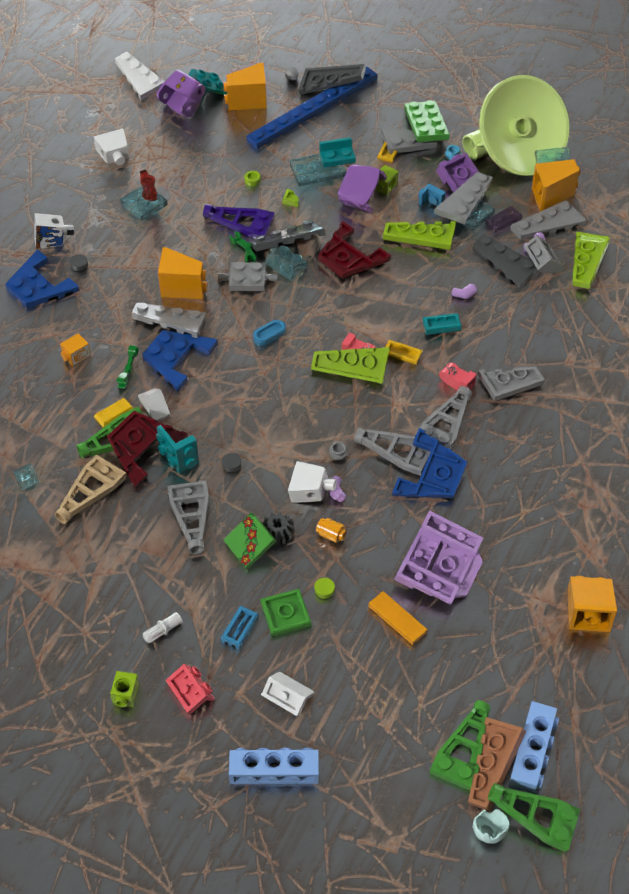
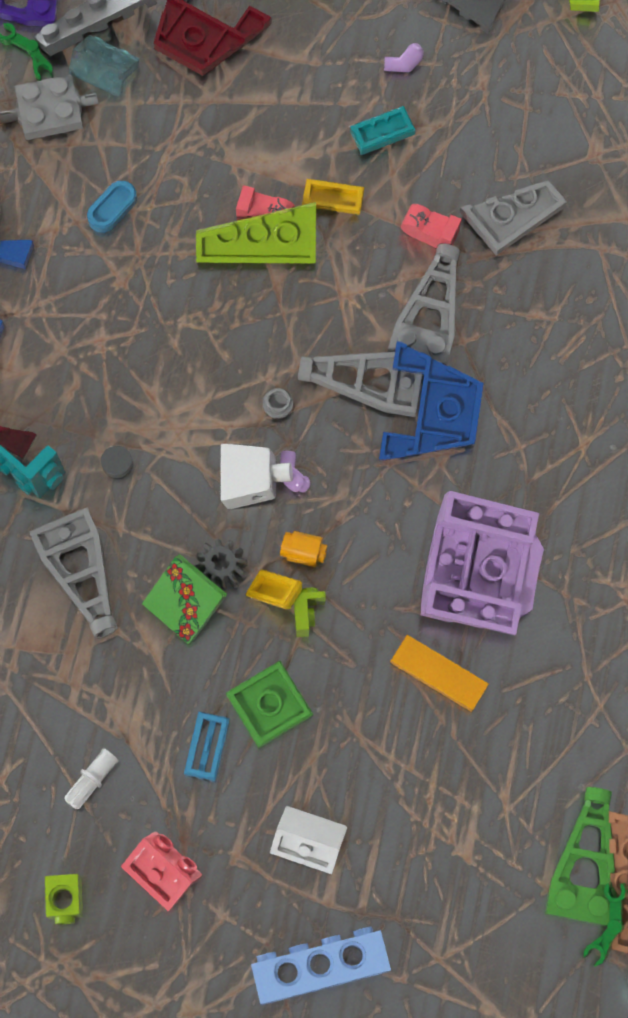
camera: 15 degrees left, 20 degrees up
(307, 546) = (274, 589): none -> yellow tile
(323, 559) = (303, 615): none -> lime bracket
(324, 588) = (317, 649): lime tile -> none
(472, 786) = (614, 926): none -> green piece

